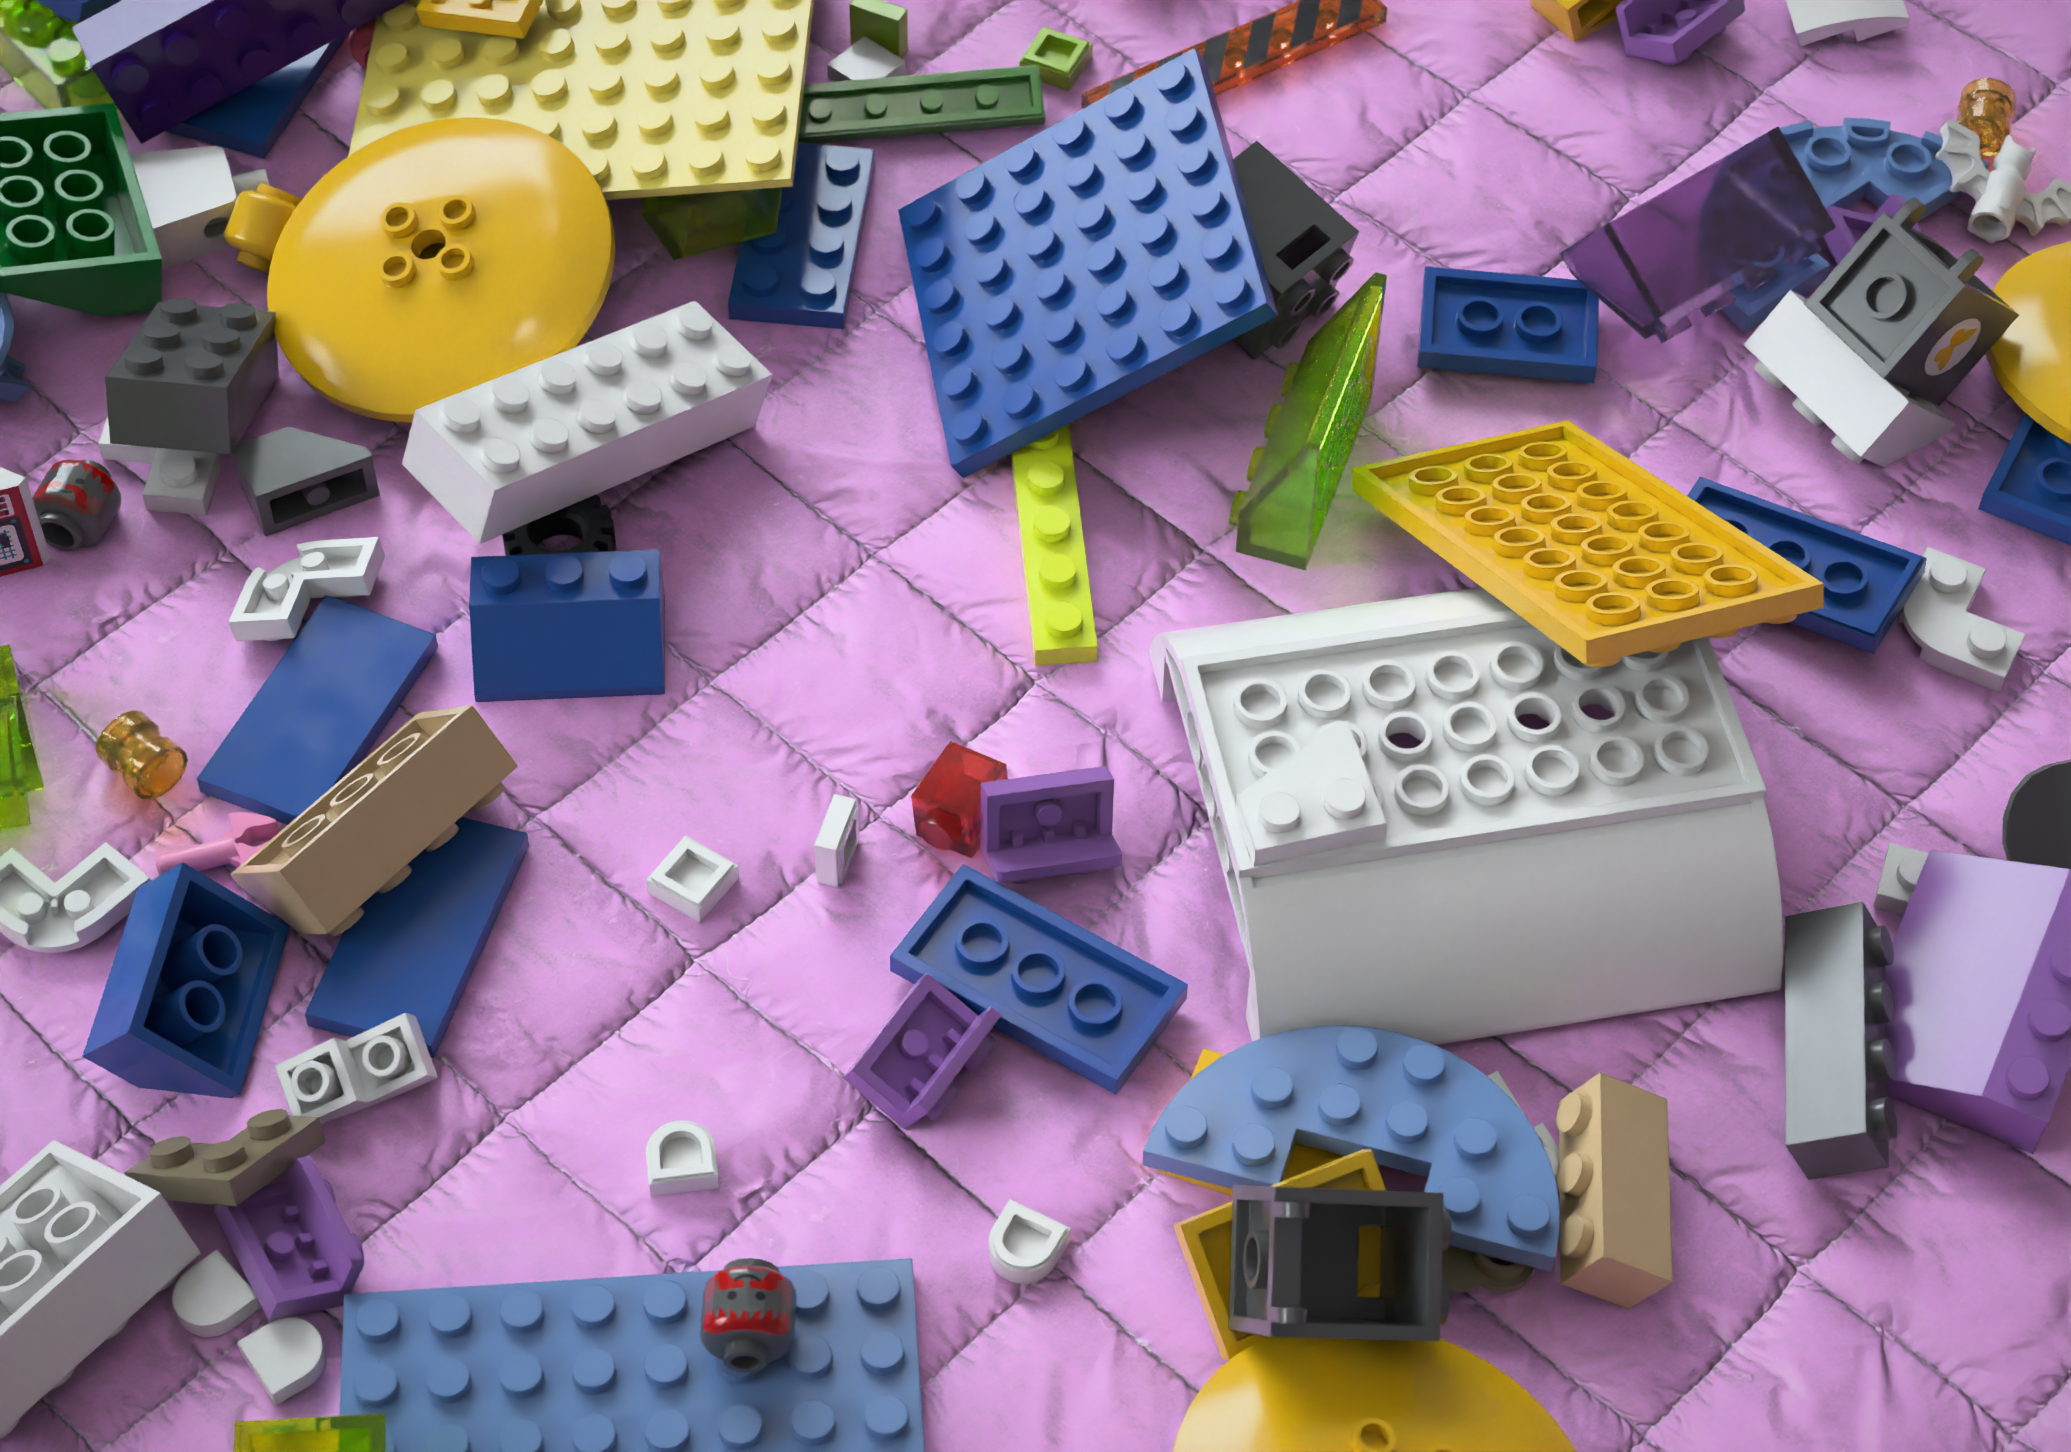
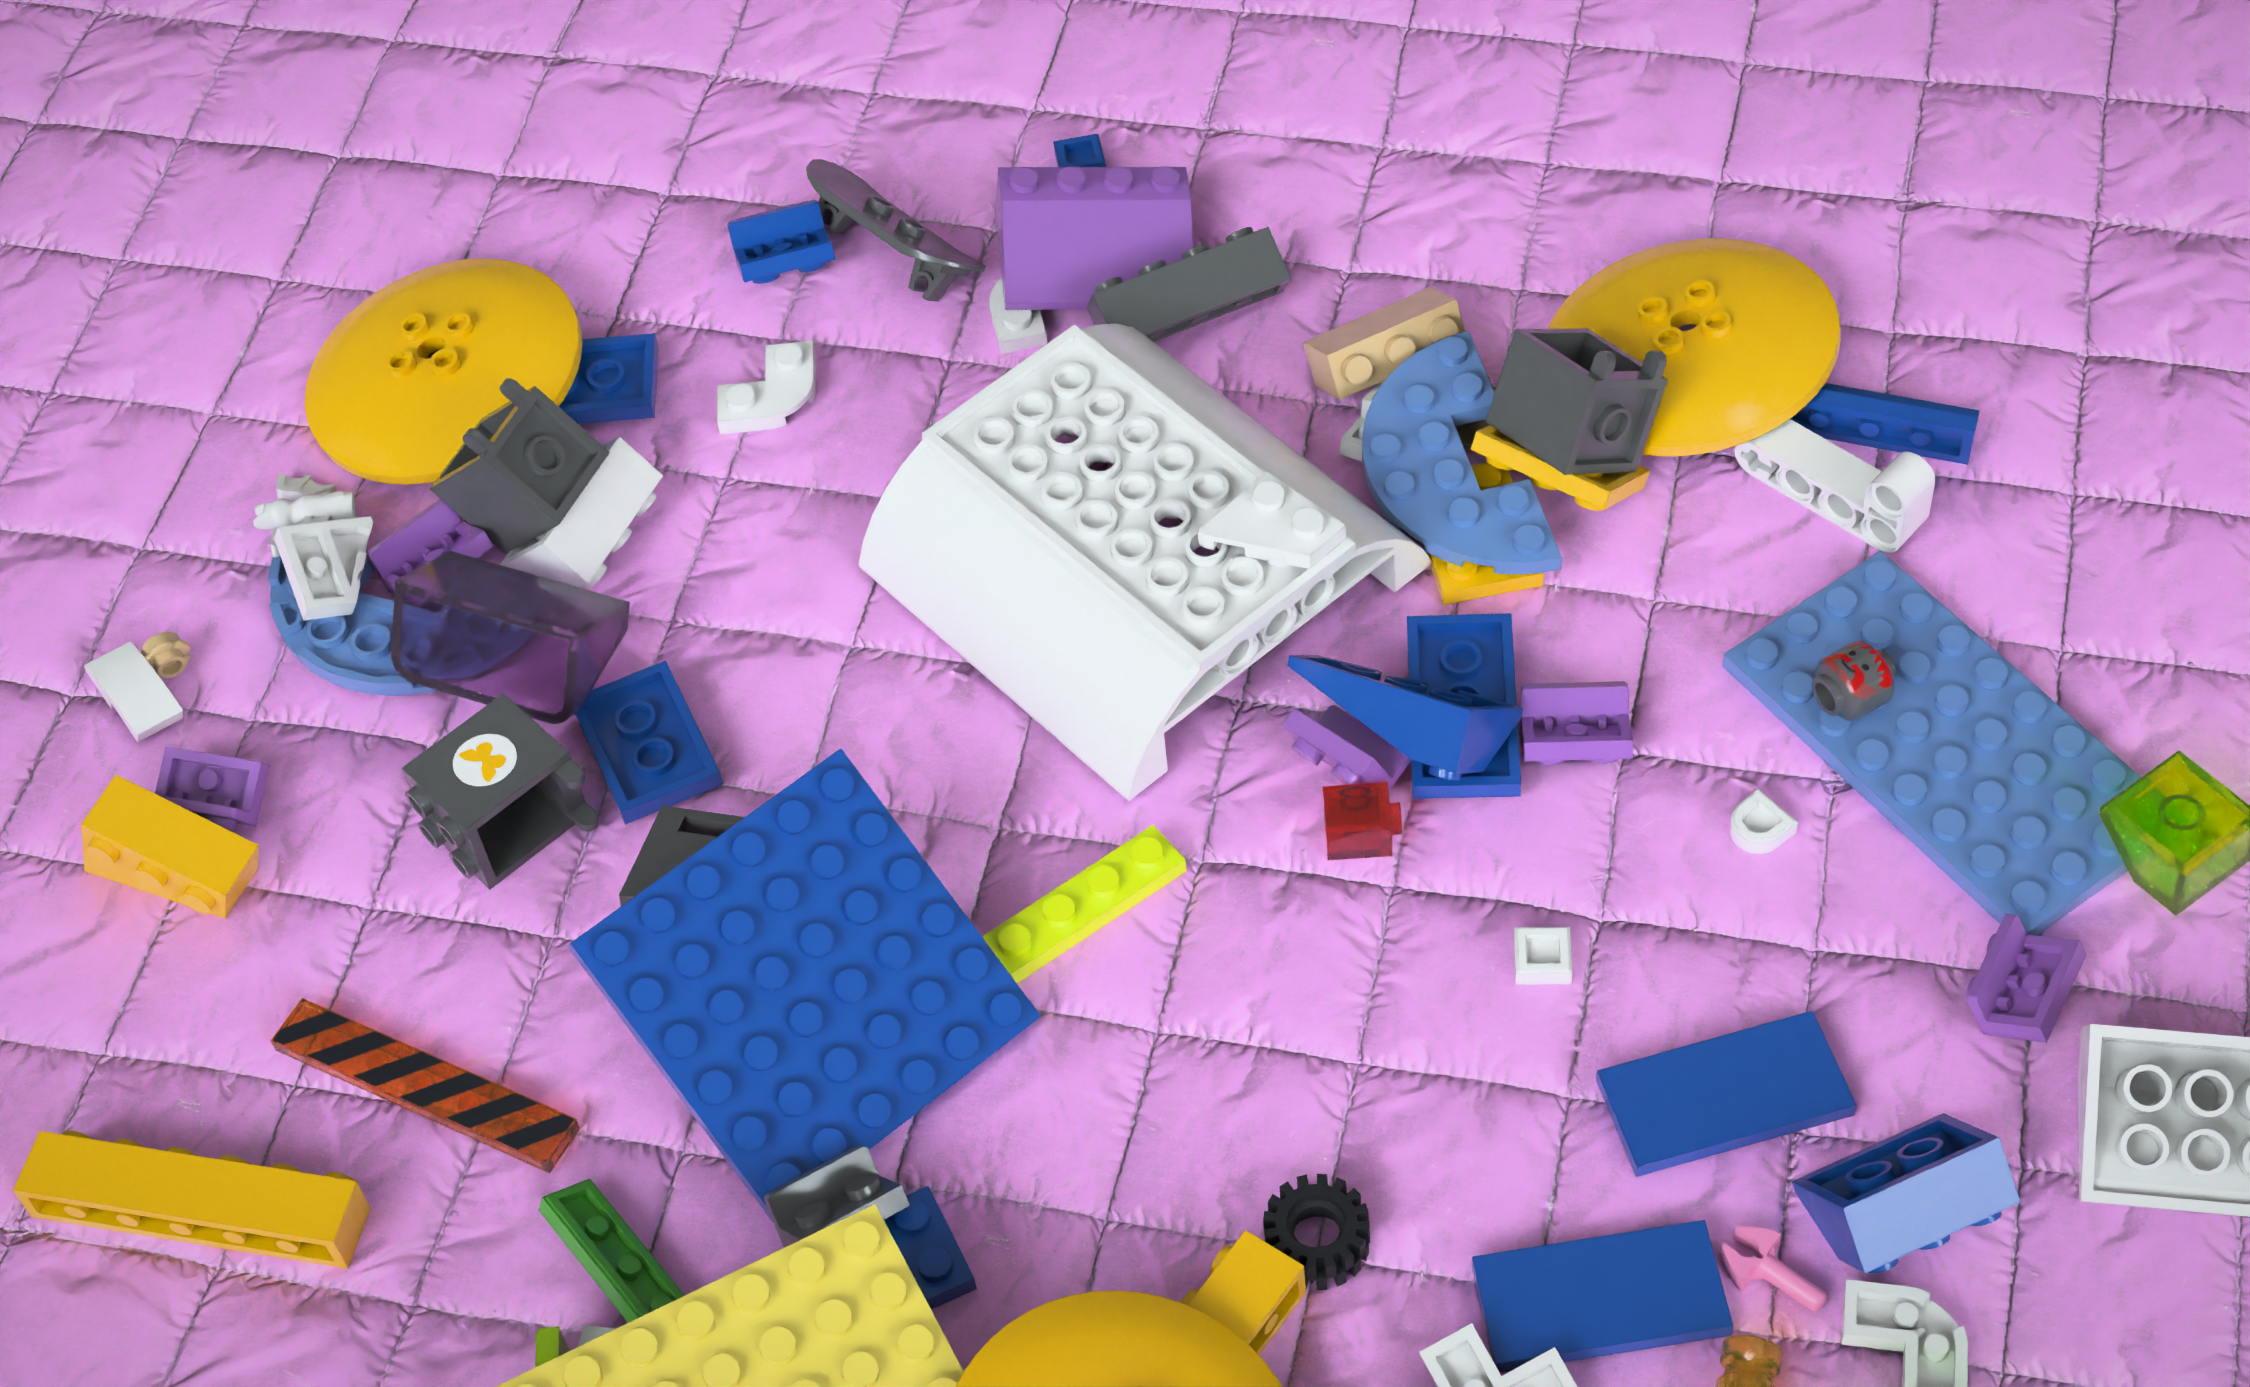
camera: 115 degrees left, 0 degrees up
(213, 1297) = (2093, 1005): white tile -> none
(233, 1168) = (2021, 1037): dark tan plate -> none
(284, 1356) = (2100, 942): white tile -> none
(357, 1072) = (1884, 1051): white slope -> none
(378, 821) = (1682, 1153): tan slope -> none
(567, 625) = (1398, 1163): blue slope -> none
(585, 420) = (1219, 1227): white brick -> none
(837, 841) = (1450, 873): tile -> none
(863, 231) = (832, 1194): none -> dark grey bracket
(1026, 1244) = (1656, 614): white tile -> none
(1028, 893) = (1434, 728): none -> blue wedge
(1059, 57) = (501, 1220): lime tile -> none
(1311, 434) = (900, 734): clear neon green slope -> none
(1505, 176) = (497, 792): none -> dark grey container
(1586, 542) = (907, 526): yellow plate -> none
(1861, 576) = (787, 487): blue tile -> none
(1880, 44) = (166, 654): none -> tan plate
(1896, 152) = (325, 564): none -> white wing
(1987, 109) = (226, 556): clear yellow wheel -> none

